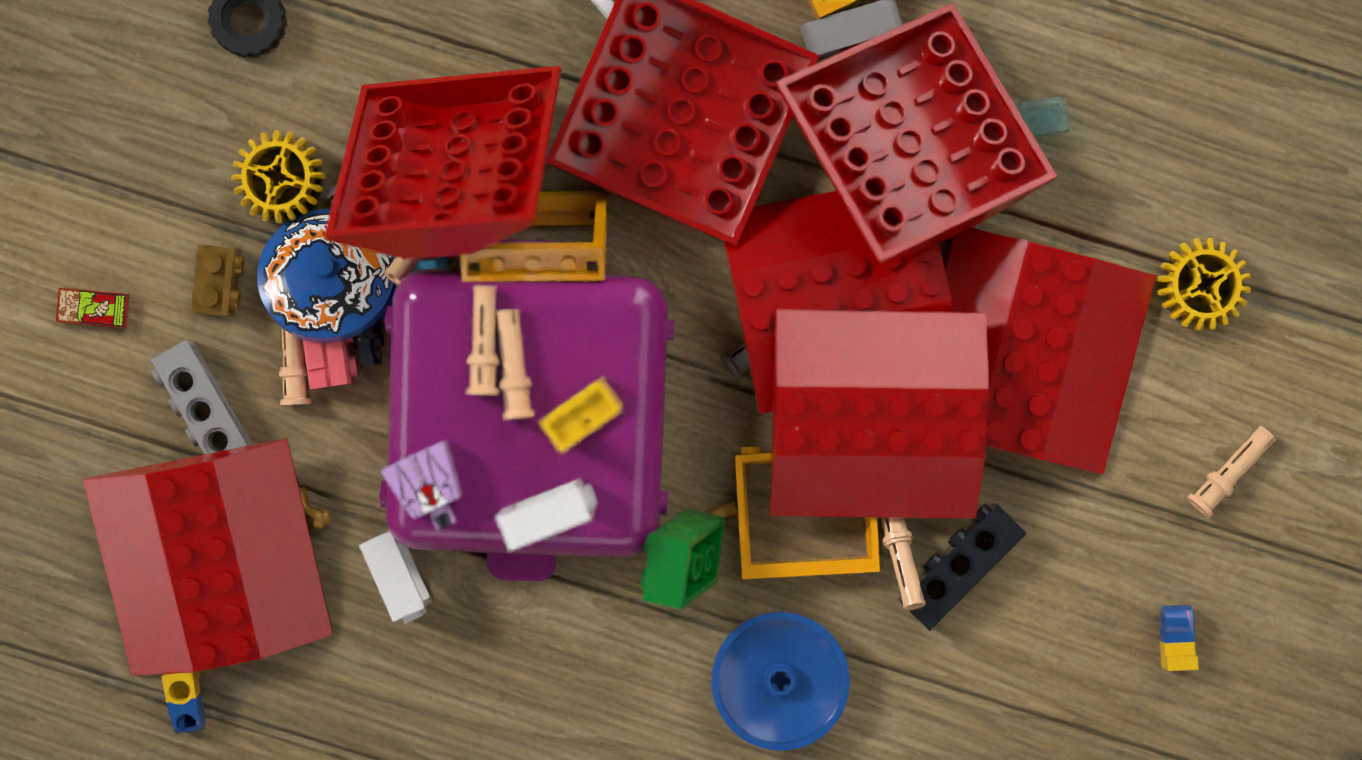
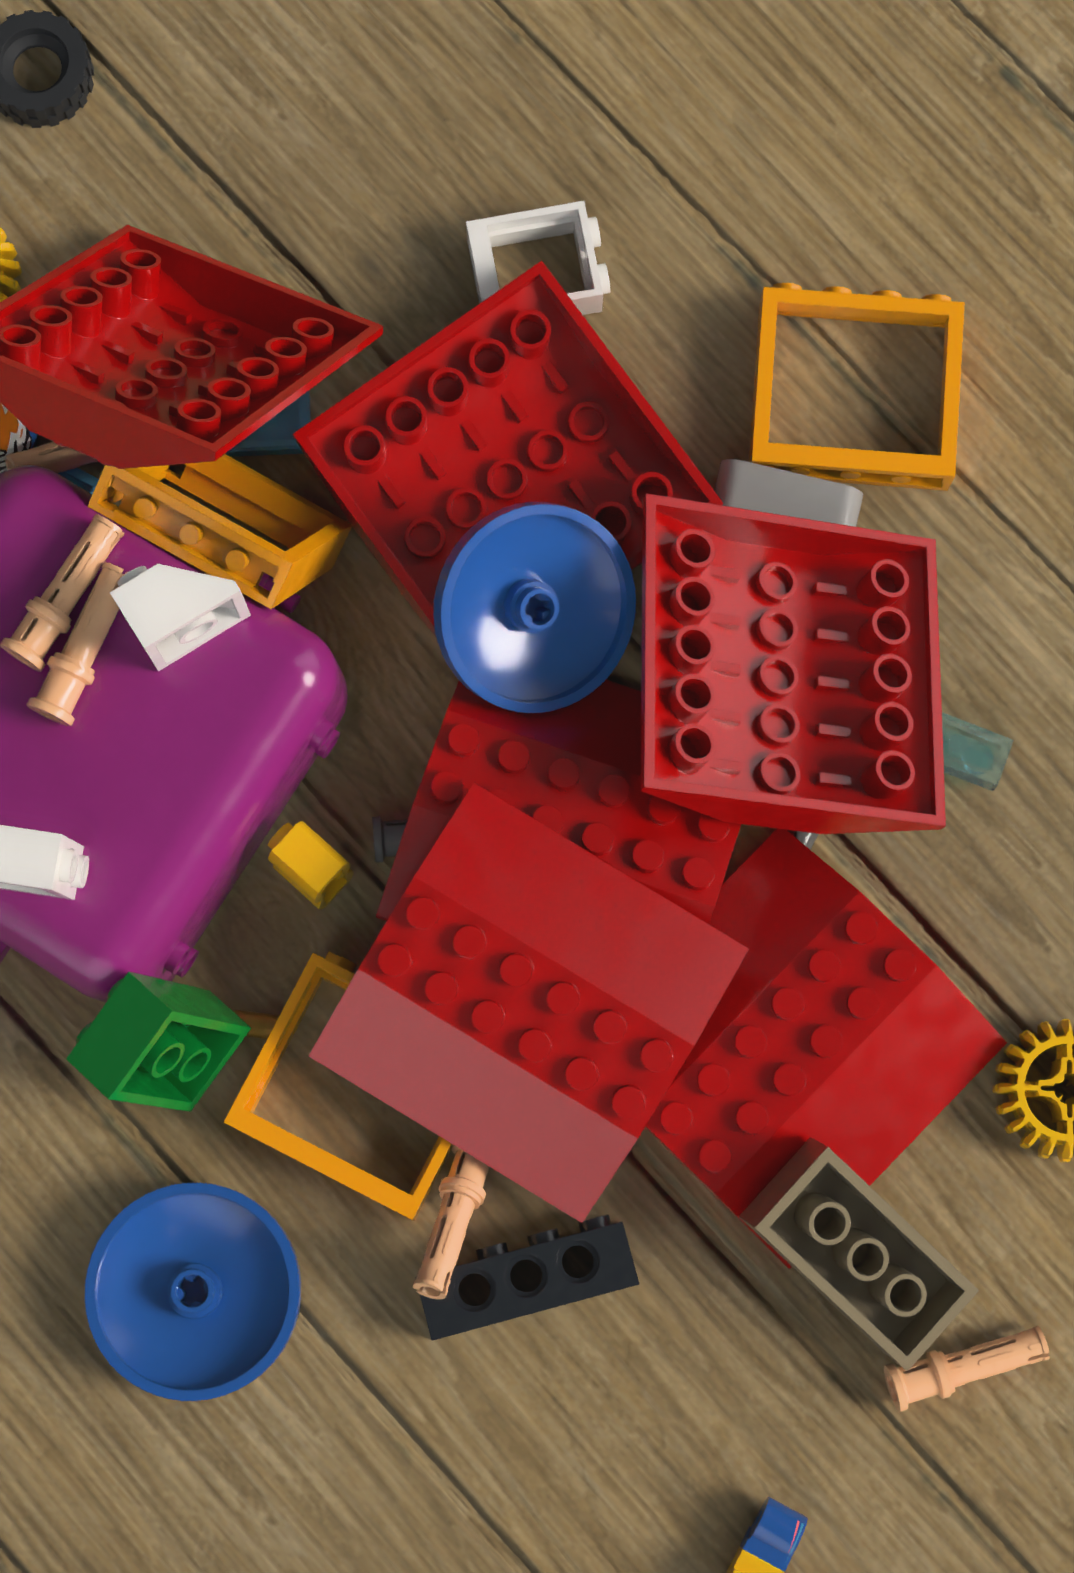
camera: 25 degrees right, 10 degrees down
(557, 318) = (177, 609): none -> white slope
(568, 423) = (108, 746): yellow window -> none
(702, 406) = (309, 863): none -> yellow brick
(750, 185) = (534, 607): none -> blue dish
(1140, 446) = (859, 1253): none -> dark tan brick

